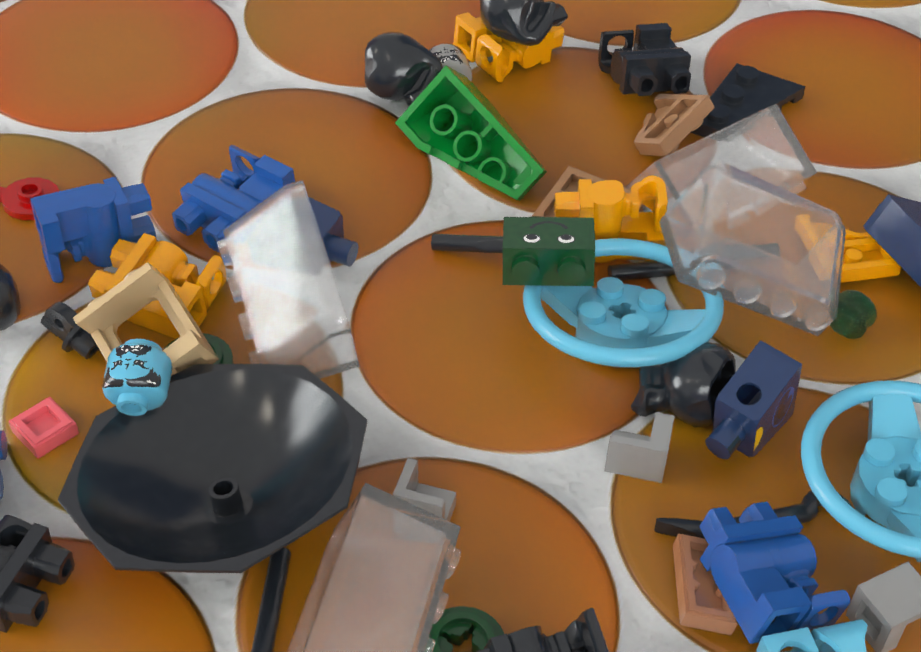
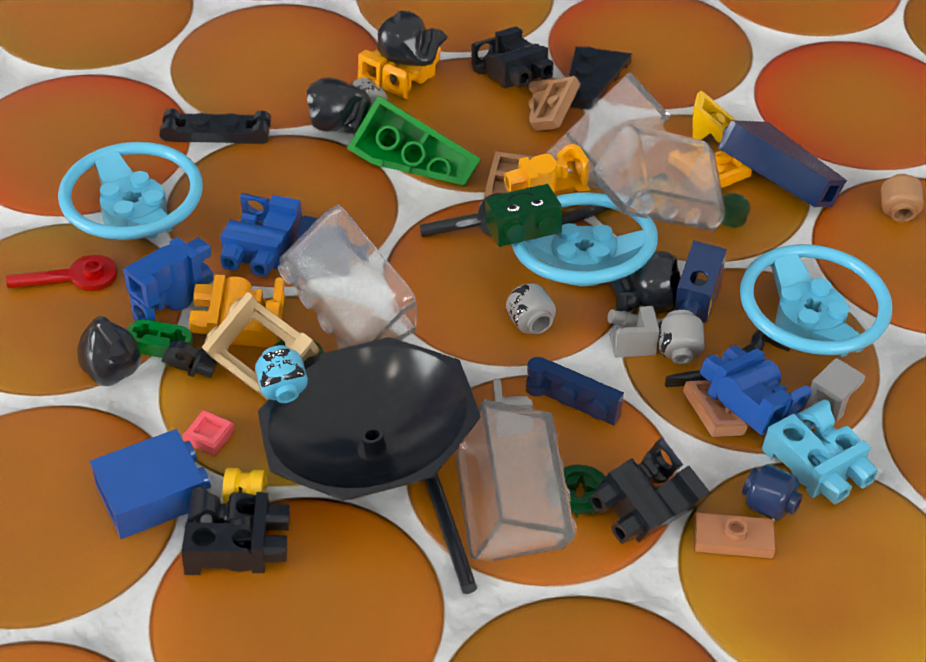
camera: 20 degrees left, 0 degrees up
(30, 503) = (243, 482): none -> yellow wheel
(59, 289) = (156, 336): none -> green beam
(113, 125) = (129, 201): none -> medium azure piece
(259, 66) = (215, 127): none -> black plate
(515, 376) = (531, 308): none -> light grey head
(520, 501) = (573, 389): none -> dark blue plate
(642, 424) = (624, 318): none -> light grey helmet
(699, 468) = (681, 336): none -> light grey head
(865, 184) = (709, 118): none -> yellow slope

